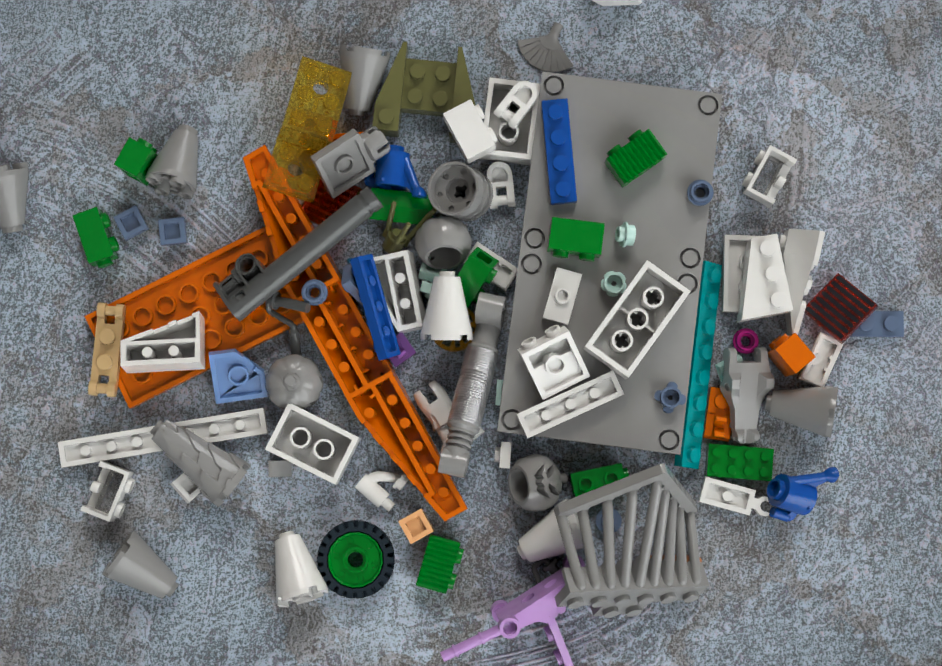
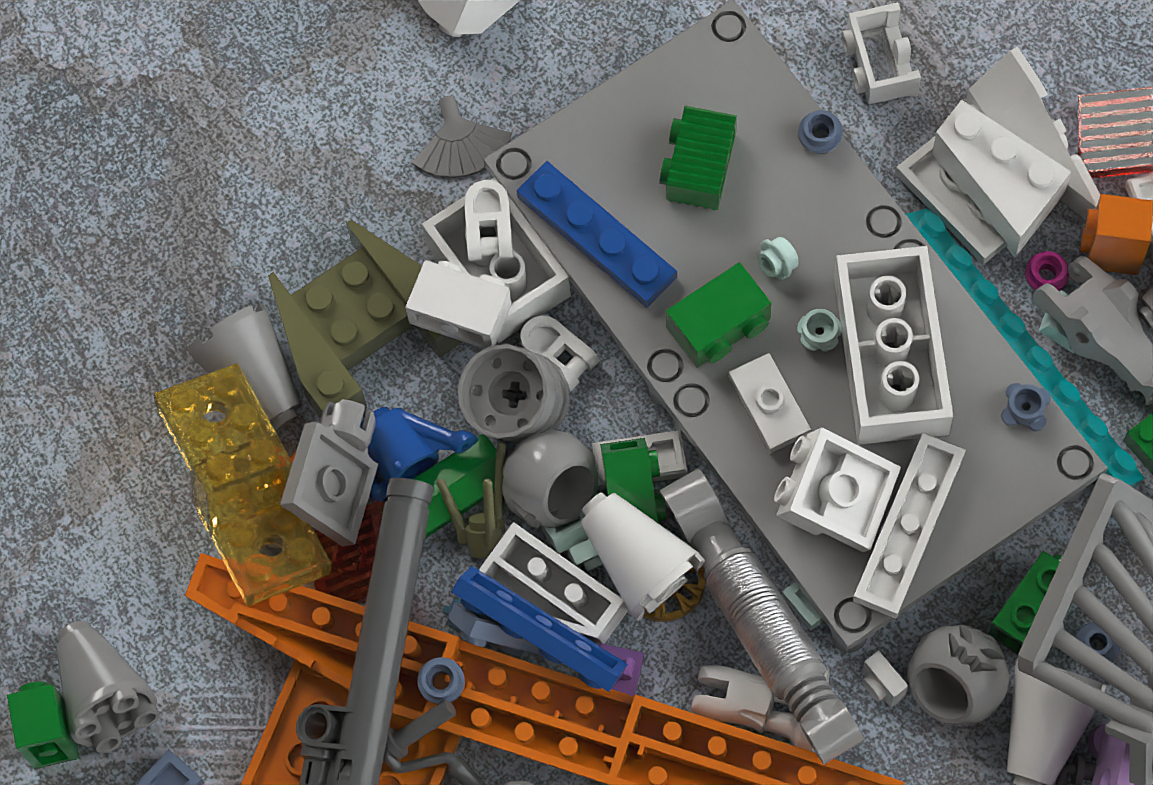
camera: 35 degrees left, 15 degrees down
(717, 417) = (1104, 393): orange plate -> none

